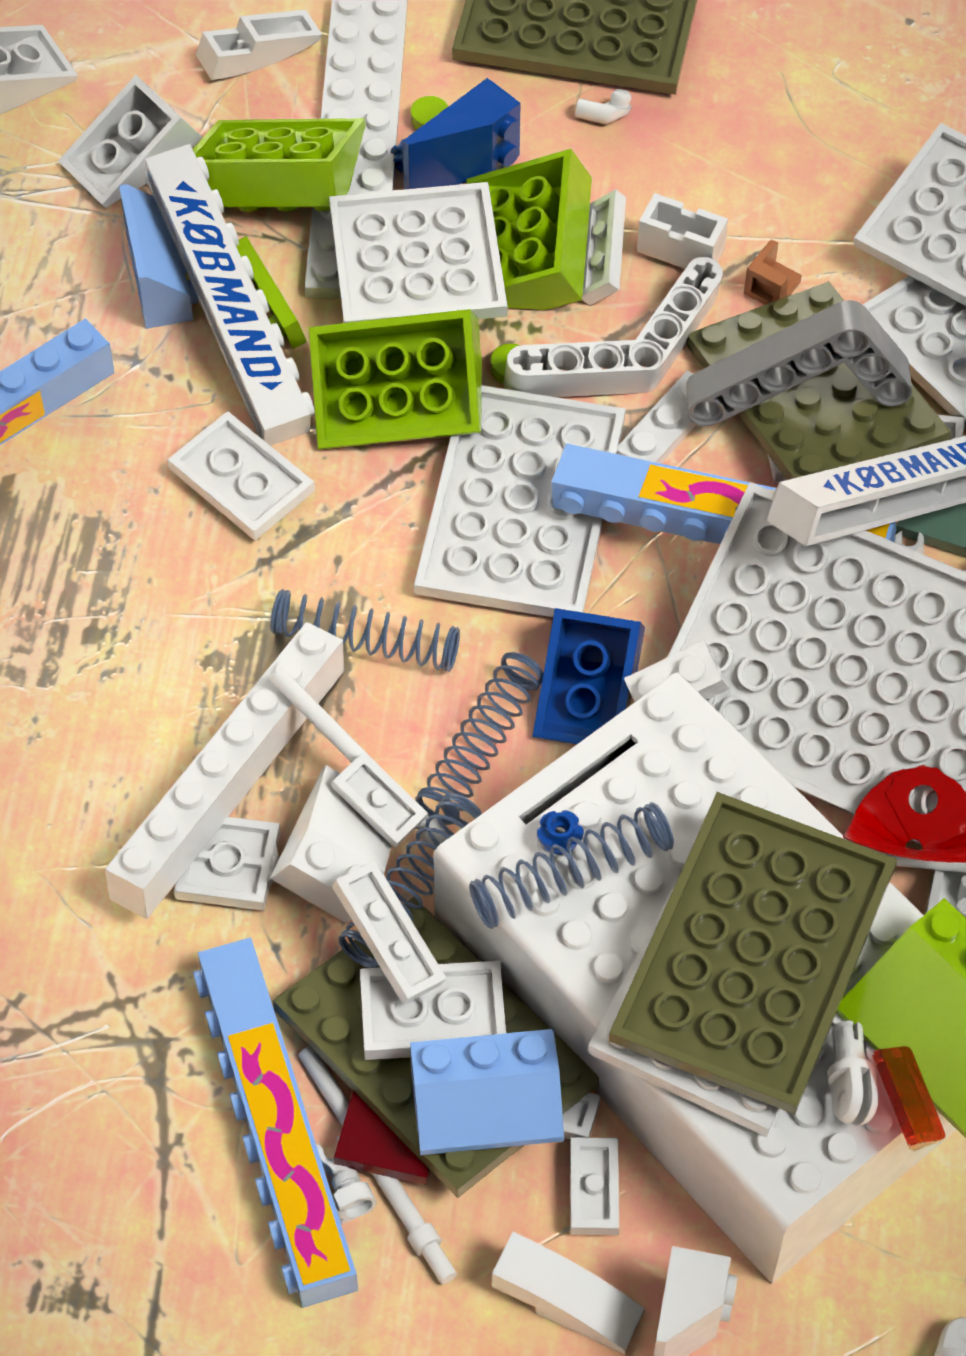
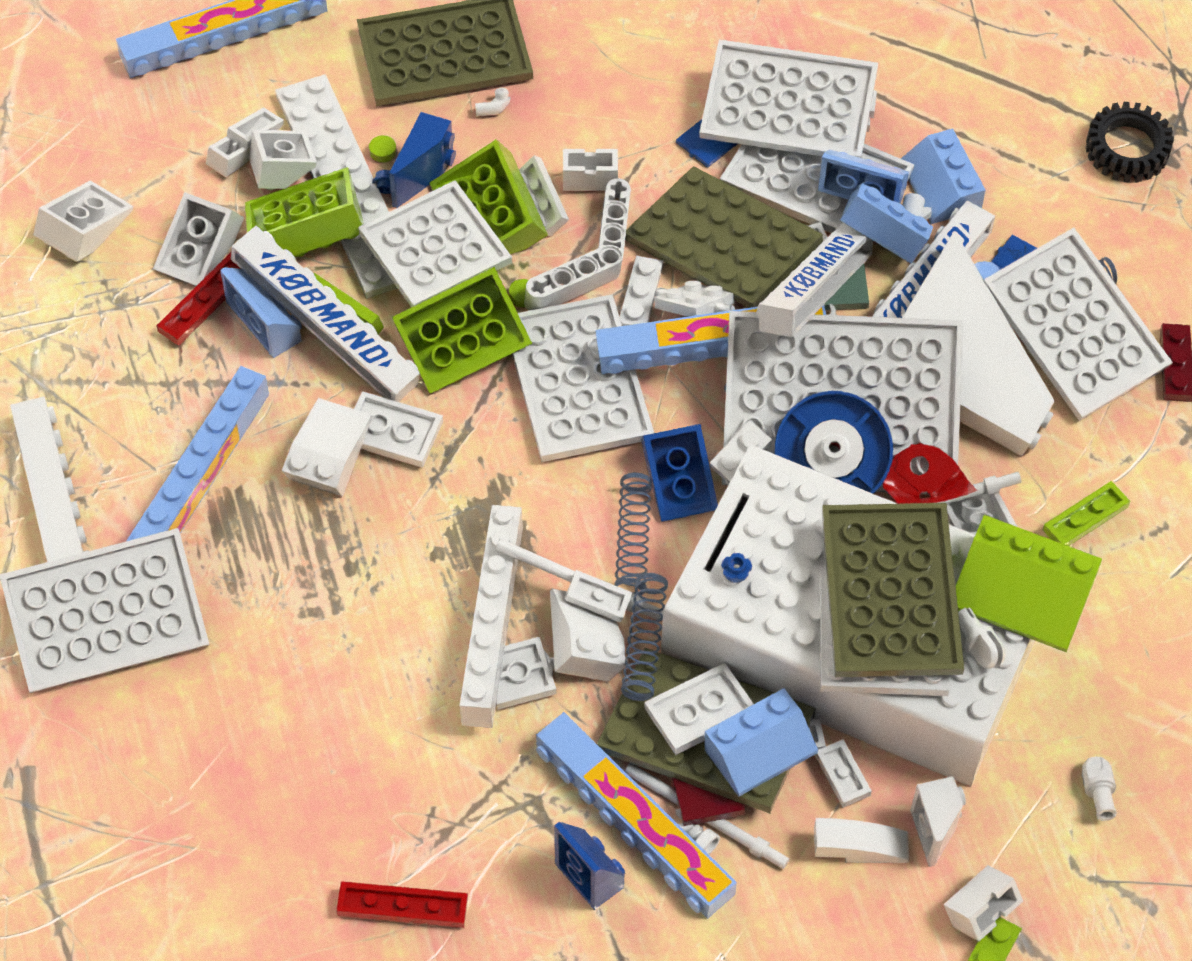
camera: 25 degrees left, 0 degrees up
(75, 228) = (196, 305): none -> red plate
(140, 464) = (327, 447): none -> white slope
(171, 1156) = (586, 864): none -> blue slope
(281, 610) = (583, 493): sand blue piece -> none
(286, 76) = (280, 157): none -> white slope
(388, 932) = (655, 671): white plate -> none
(658, 828) = (721, 621): sand blue piece -> none
(728, 455) = (694, 299): none -> white plate
(768, 279) = (656, 178): nougat panel -> none
(796, 354) = (710, 223): light grey beam -> none
(849, 712) = (842, 422): none -> blue piece
(856, 266) = (704, 150): none -> blue piece
(909, 1097) = (1017, 639): clear red slope -> none

